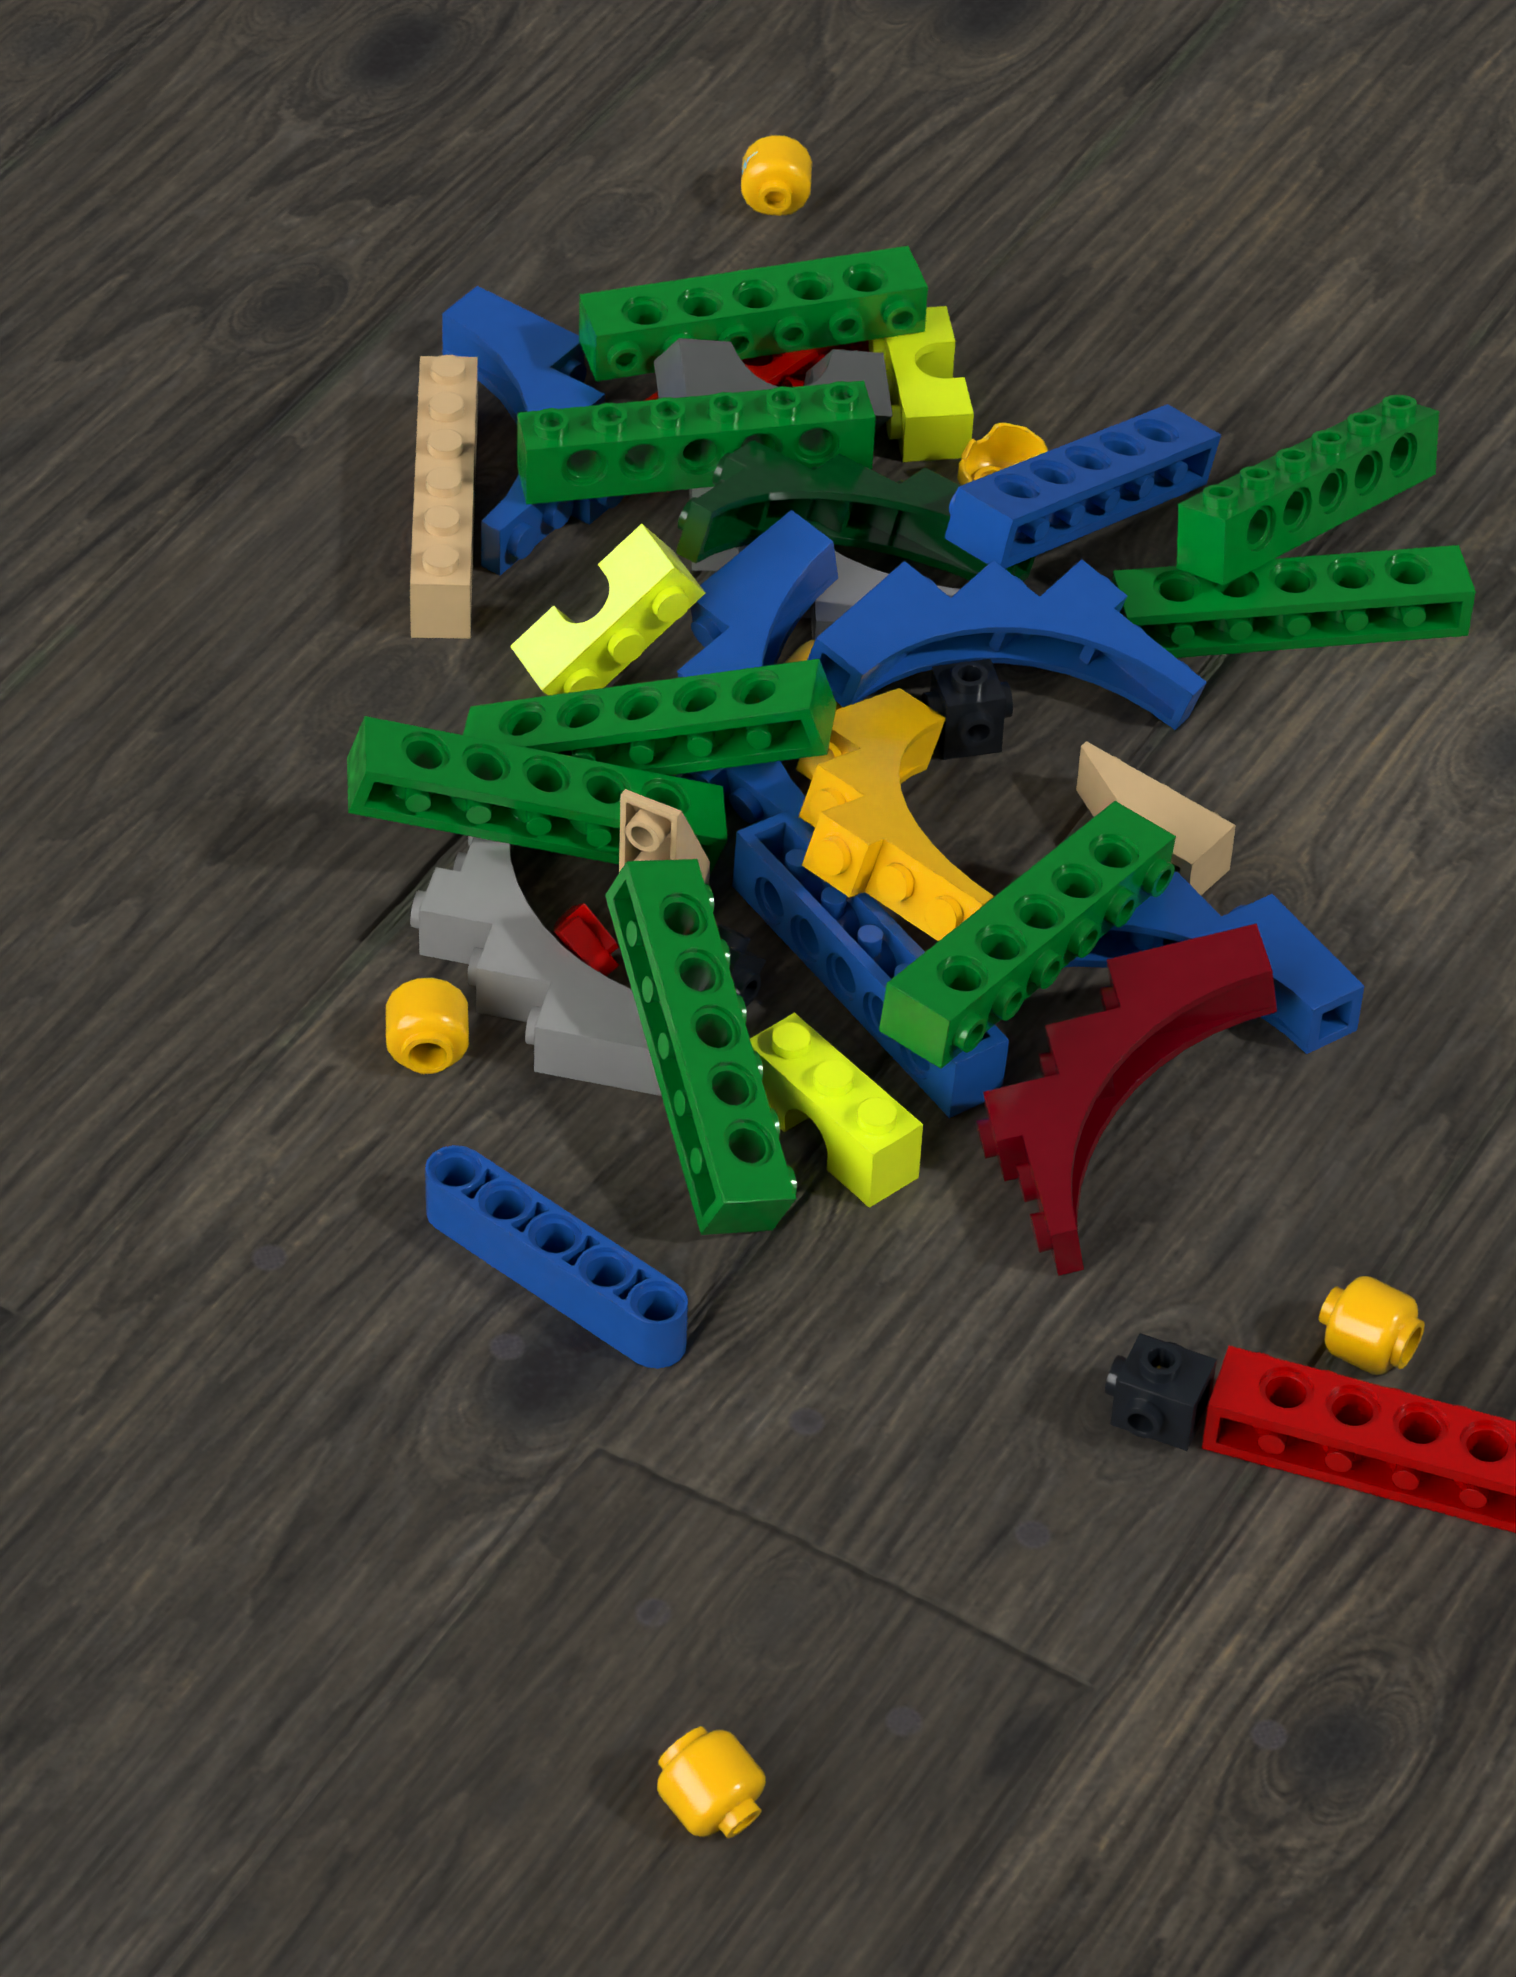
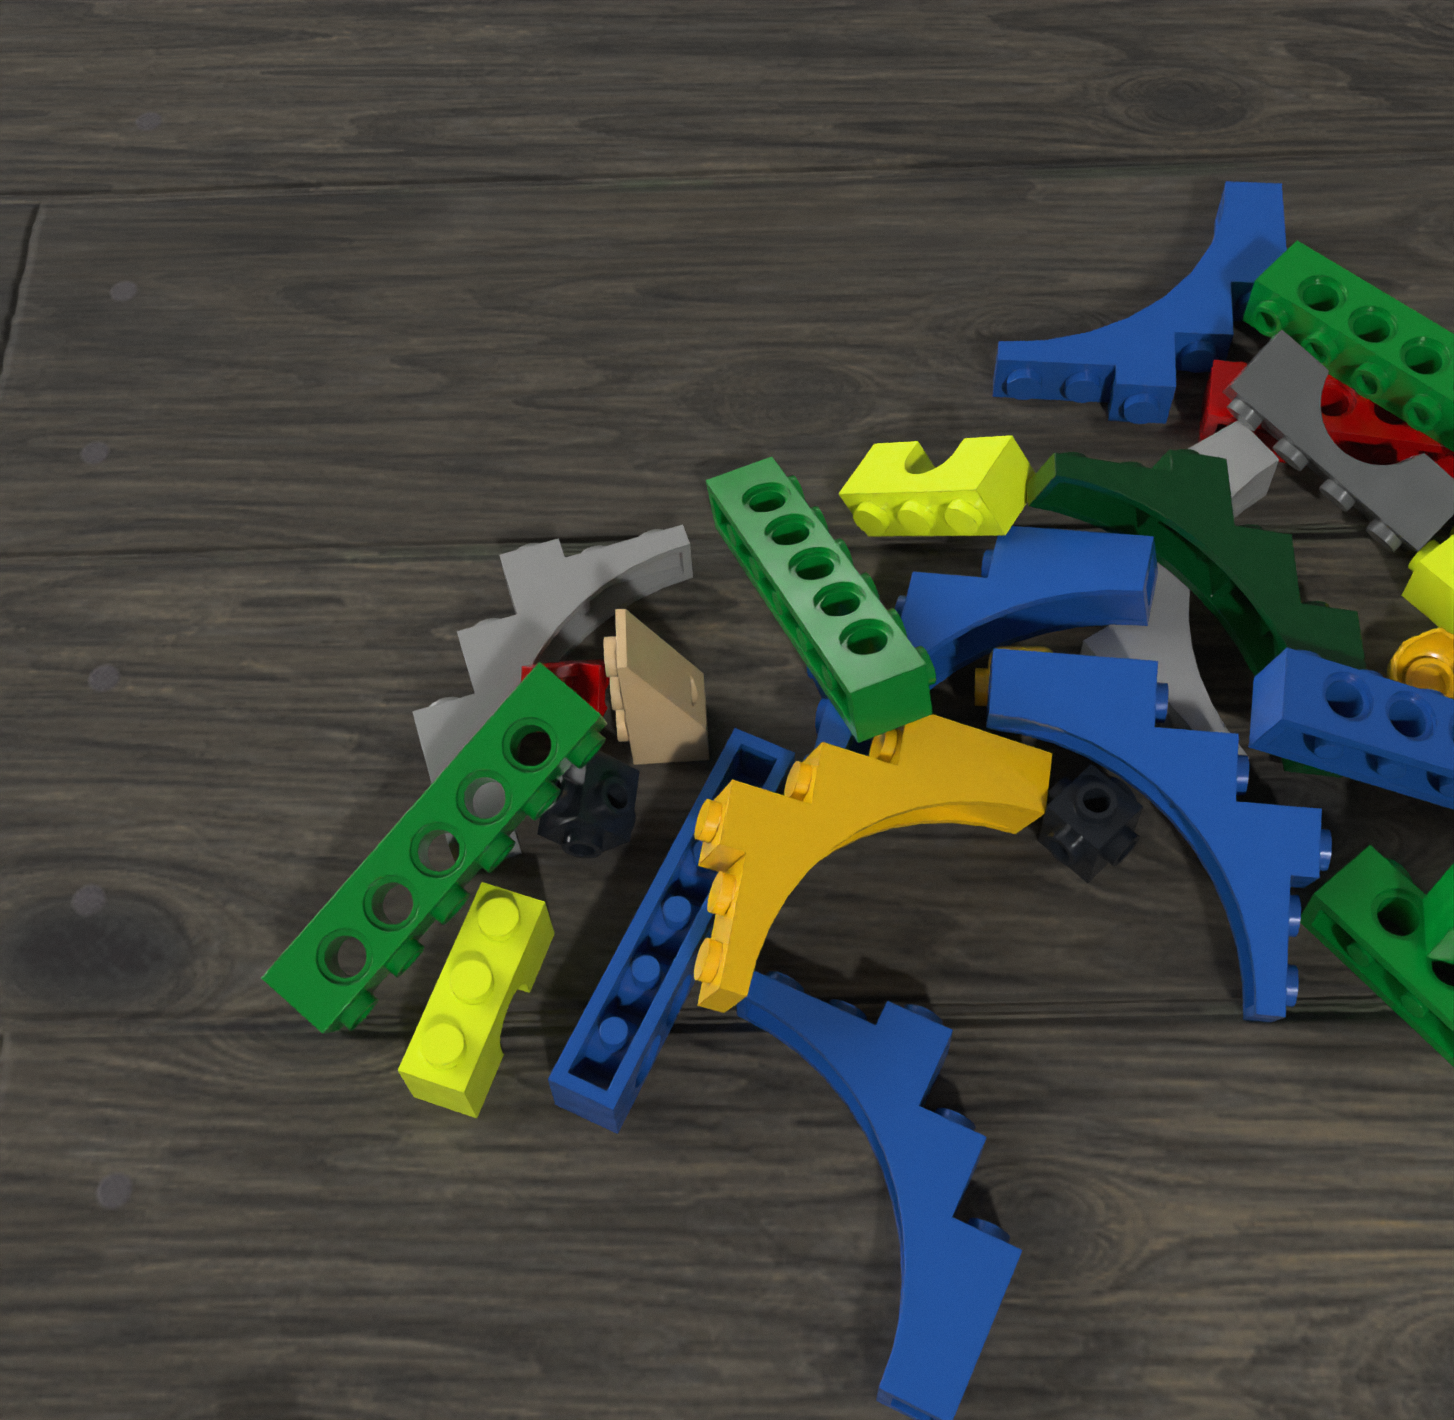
camera: 65 degrees right, 15 degrees up
(427, 1025) = (397, 636): yellow head -> none
(444, 498) = (1025, 302): tan brick -> none
(513, 791) = (593, 422): green brick -> none
(556, 1256) = (180, 907): blue beam -> none
(682, 439) = (1187, 404): green brick -> none
(1027, 935) = (934, 1054): green brick -> none
(1151, 1013) = (657, 1205): dark red arch -> none
(1202, 836) = (1055, 1091): tan slope -> none

